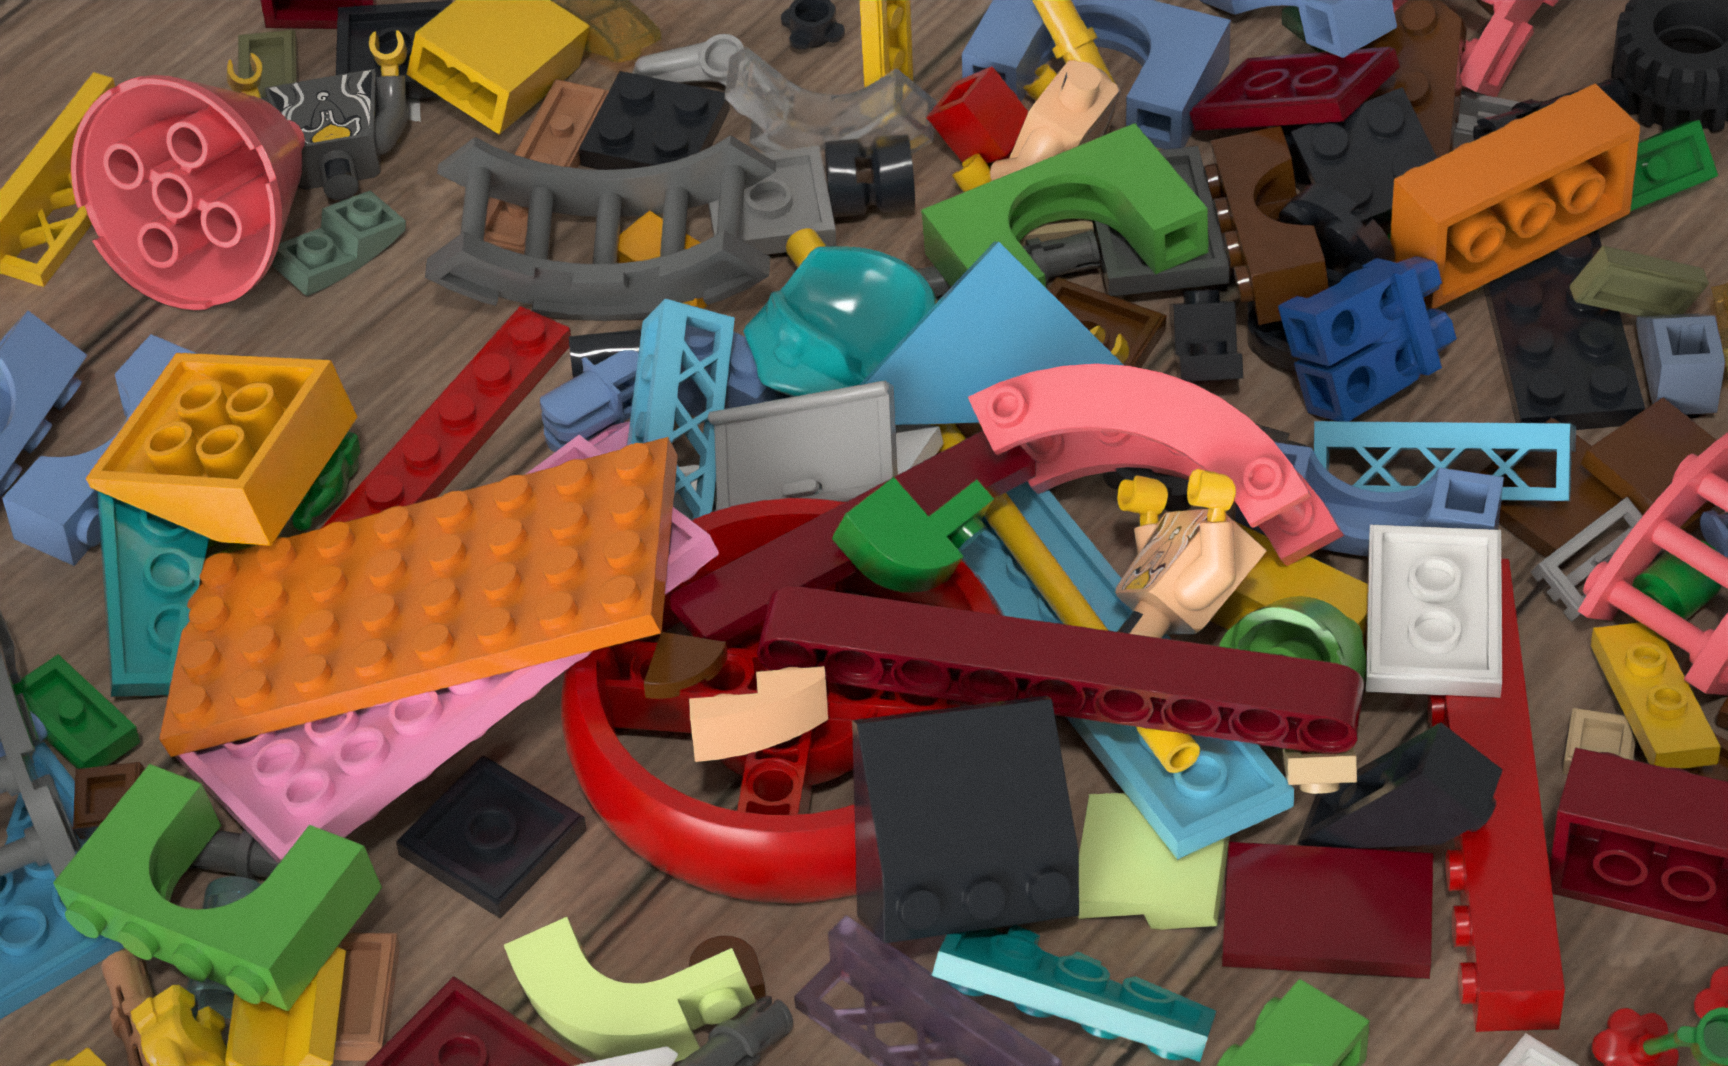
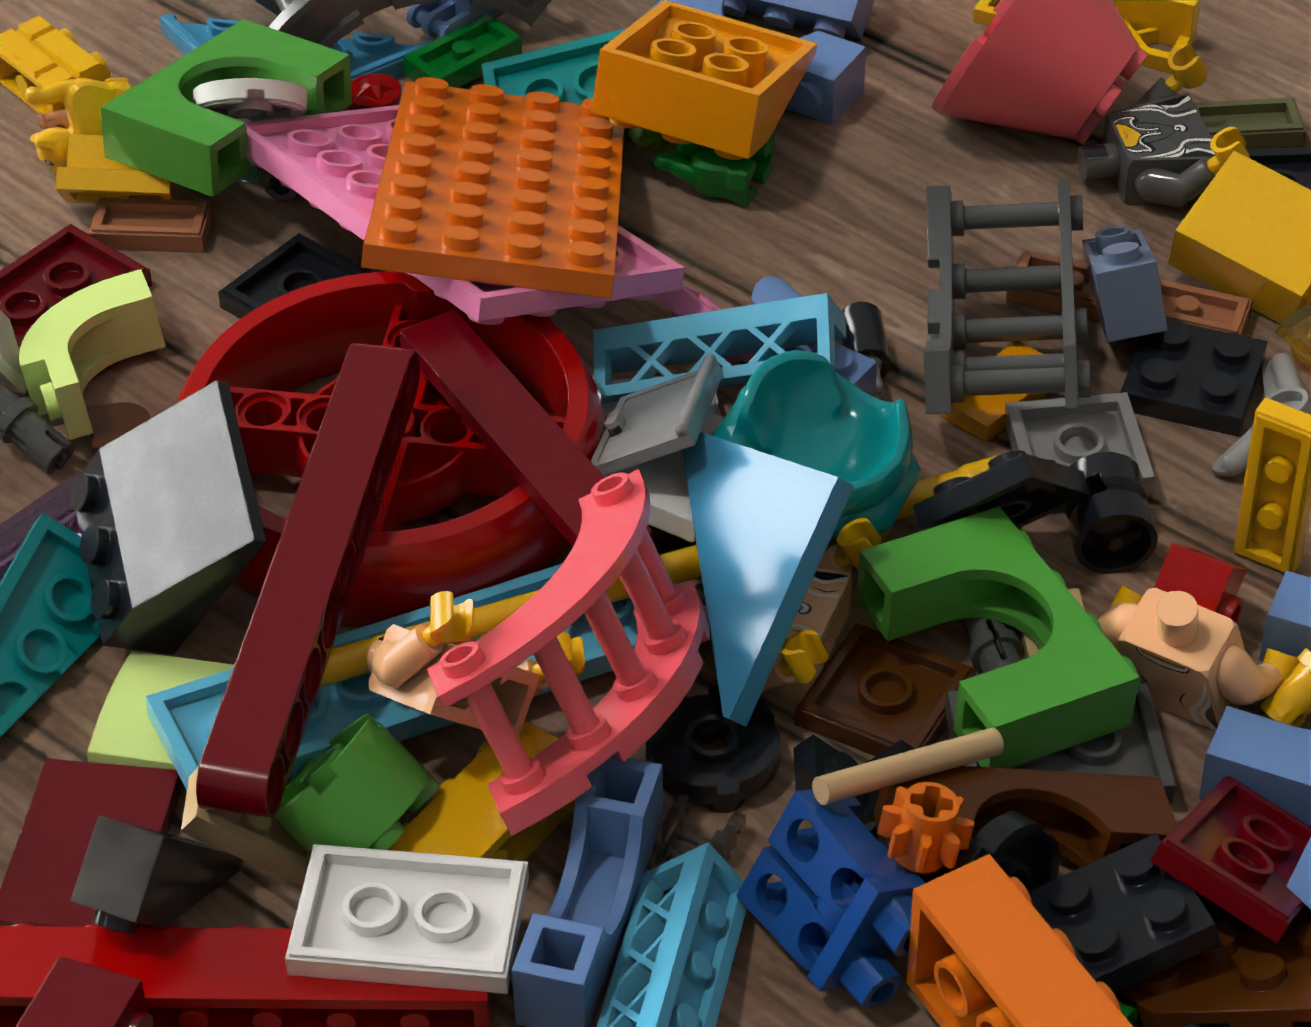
camera: 90 degrees right, 5 degrees down
(99, 792) = (366, 64): reddish brown tile -> none
(231, 848) = (252, 98): none -> white tile
(348, 239) = (1012, 172): sand green slope -> none
(461, 417) = (767, 247): red plate -> none
(569, 132) = (1124, 283): none -> sand blue slope
(682, 662) = (378, 320): reddish brown tile -> none
(784, 708) = (297, 361): light nougat slope -> none
(798, 118) = (1187, 459): clear arch -> none
(900, 207) = (1015, 481): none -> black plate
(904, 546) = (475, 442): green brick -> none
(1266, 254) = (907, 766): none -> tan bar
(1345, 235) = (925, 827): none -> orange gear

